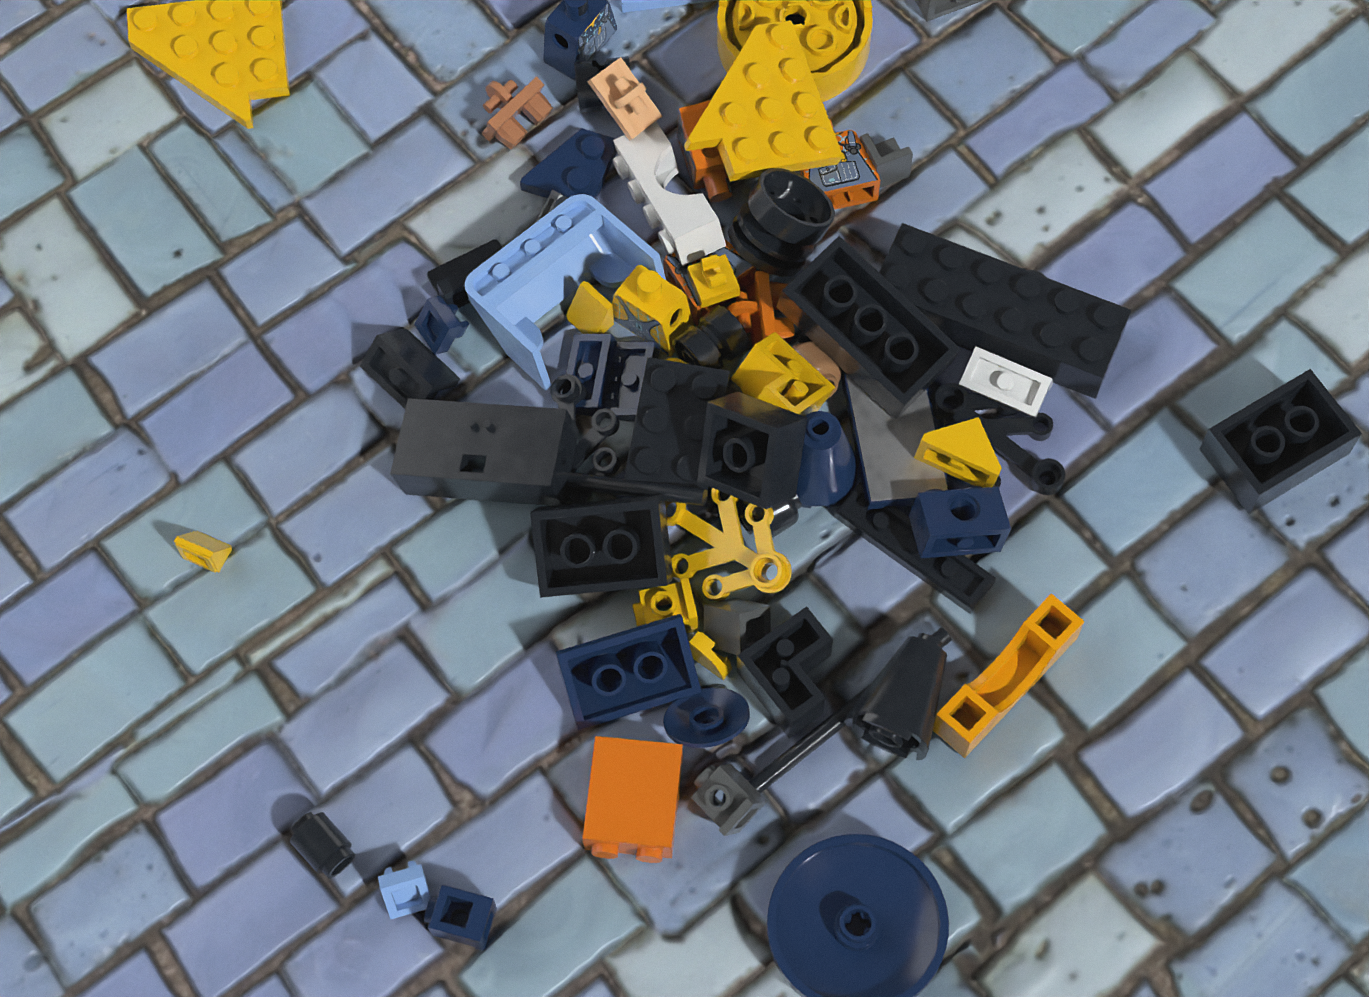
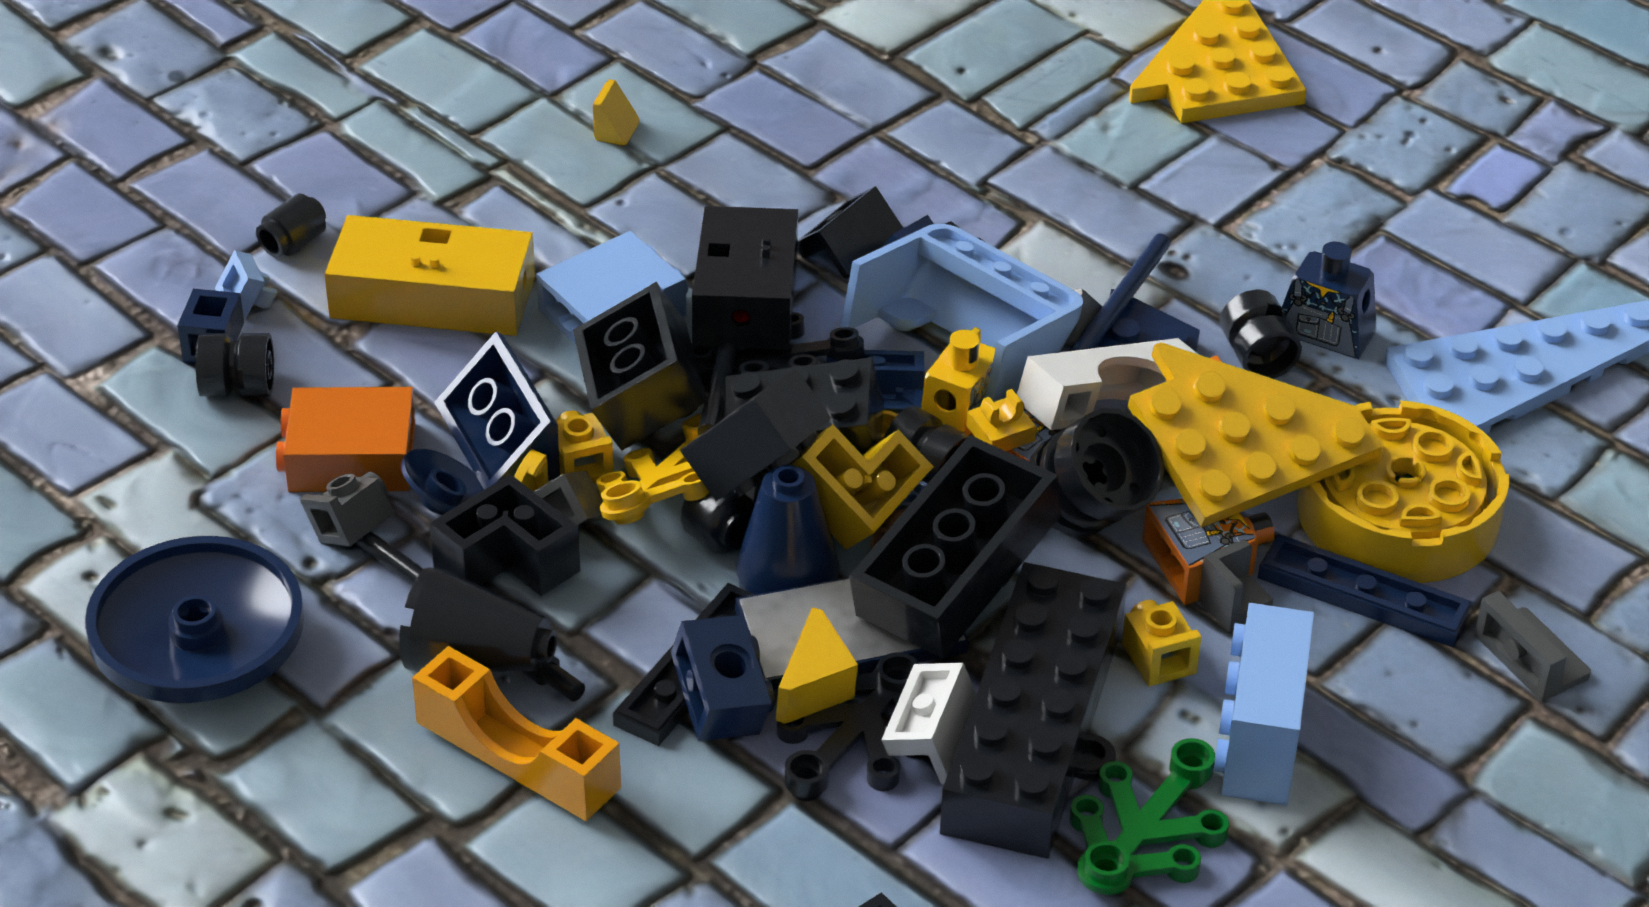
camera: 80 degrees right, 25 degrees down
(422, 720) = (430, 275): none -> yellow brick
(469, 568) = (603, 278): none -> light blue brick
(503, 123) = (1204, 266): nougat hips -> none
(525, 899) = (235, 364): none -> black wheel
(533, 169) = (1123, 293): none -> dark blue axle
(625, 98) = (1222, 318): light nougat hips -> none
(883, 75) = (1365, 590): none -> dark blue tile
(935, 214) = (1158, 630): none -> yellow brick
(1023, 155) = (1267, 703): none -> light blue brick
(1106, 263) = (1110, 865): none -> green plant

